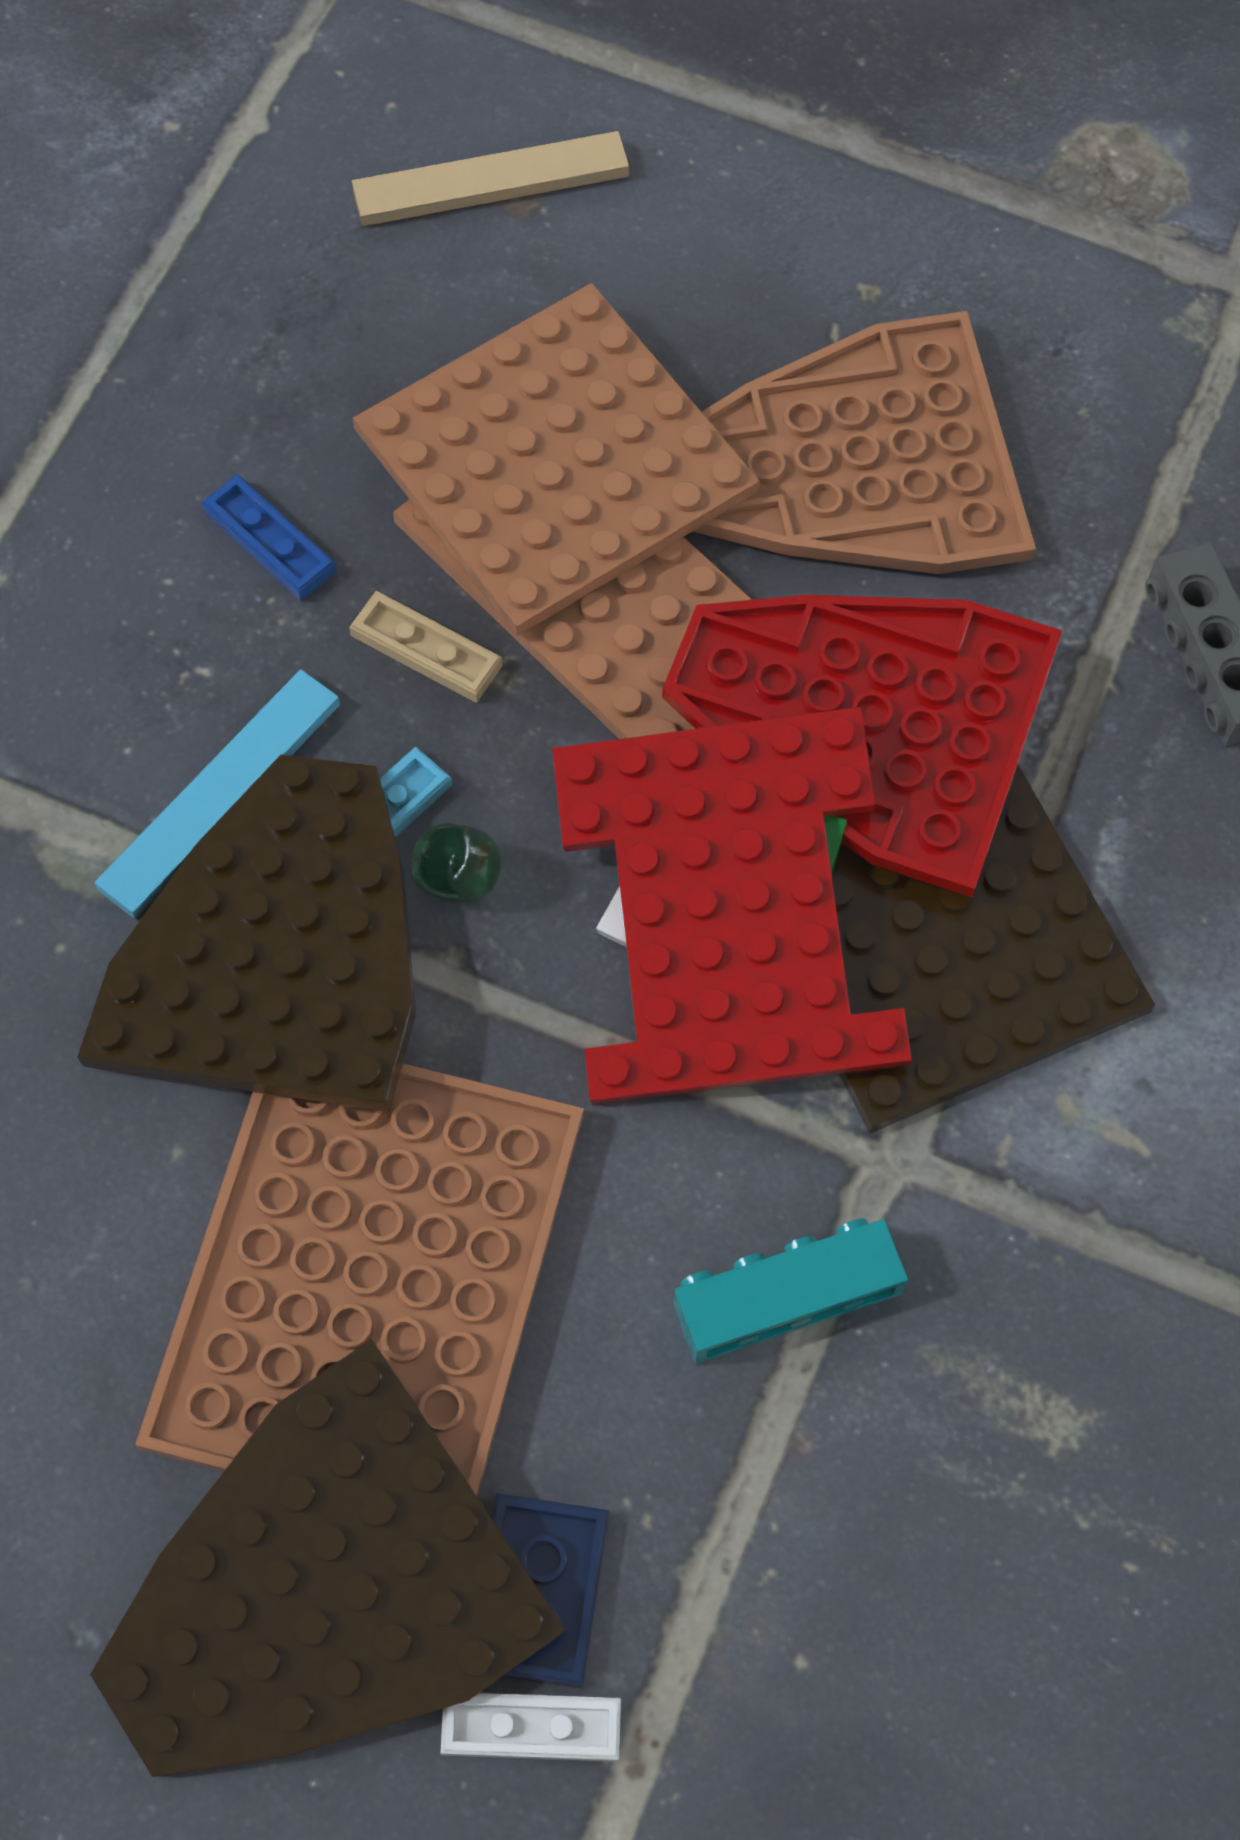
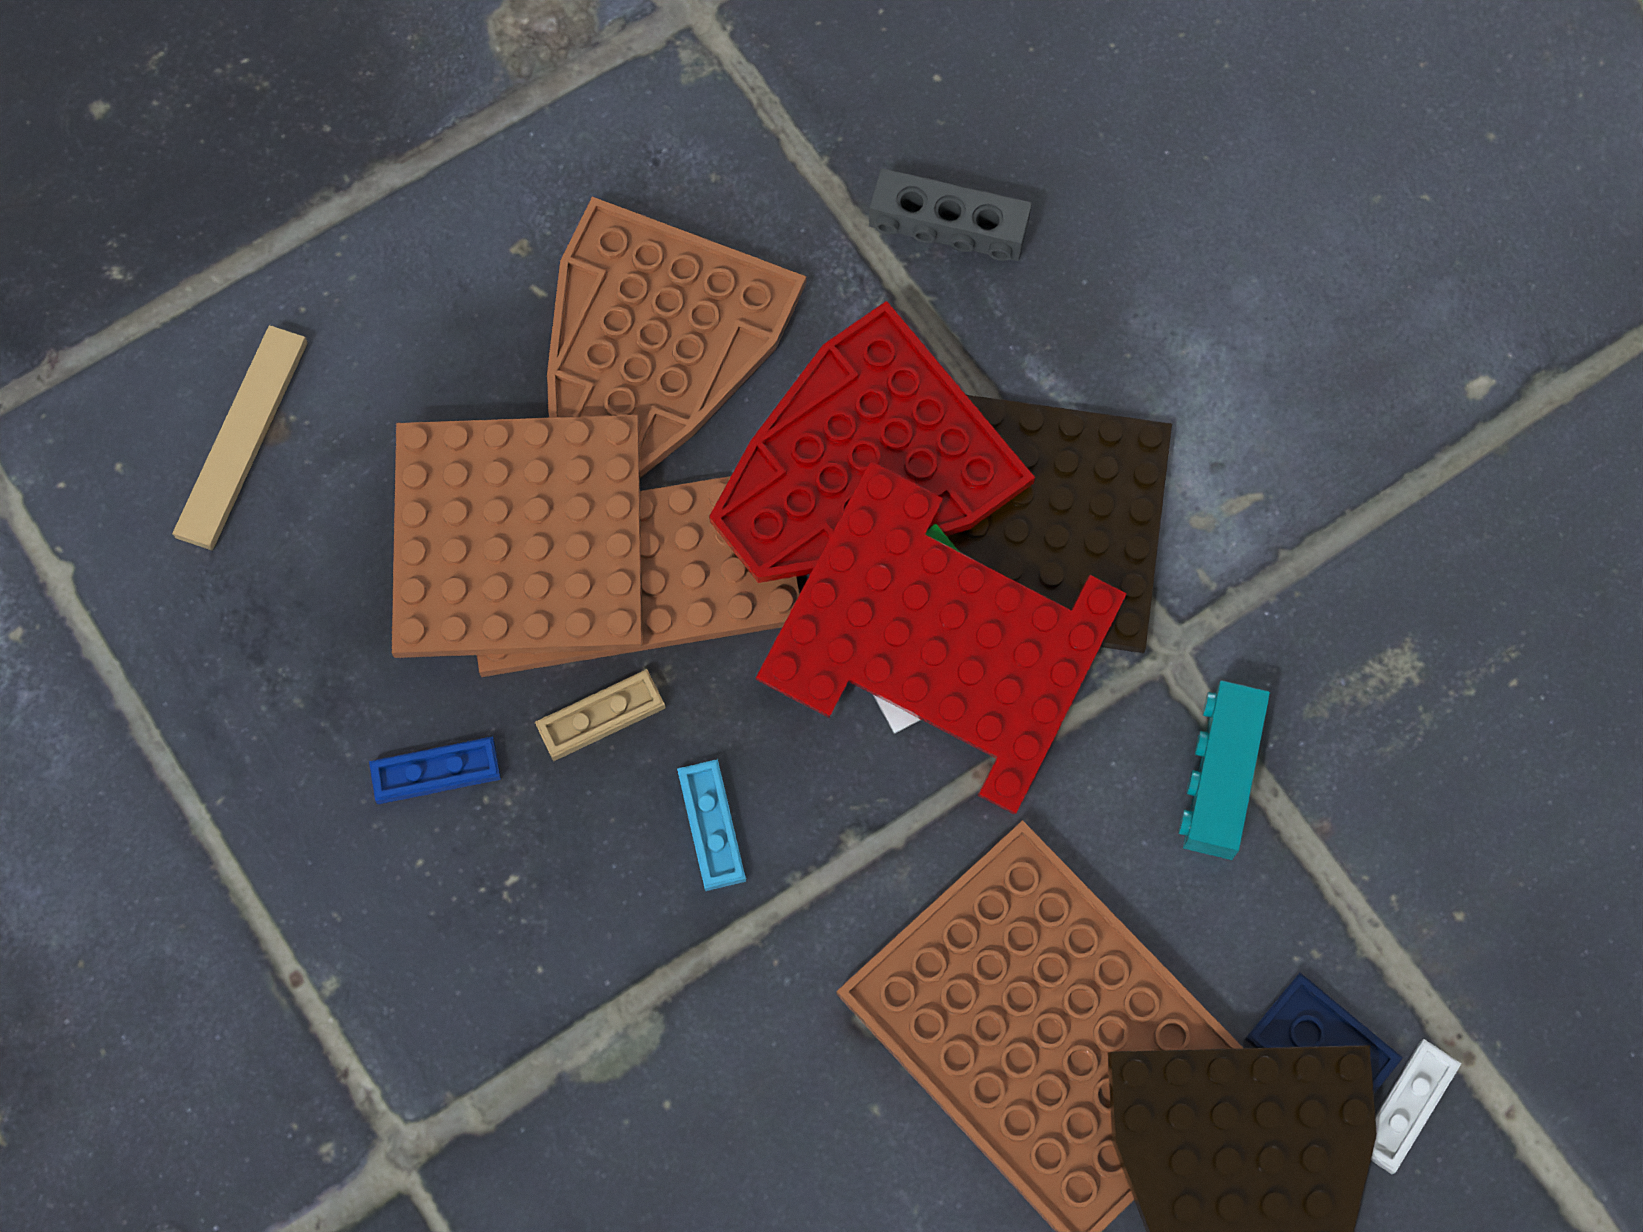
camera: 55 degrees left, 5 degrees up
(160, 849) = (621, 925): medium azure tile -> none
(273, 950) = (772, 954): dark brown piece -> none
(458, 864) = (784, 803): clear green helmet -> none

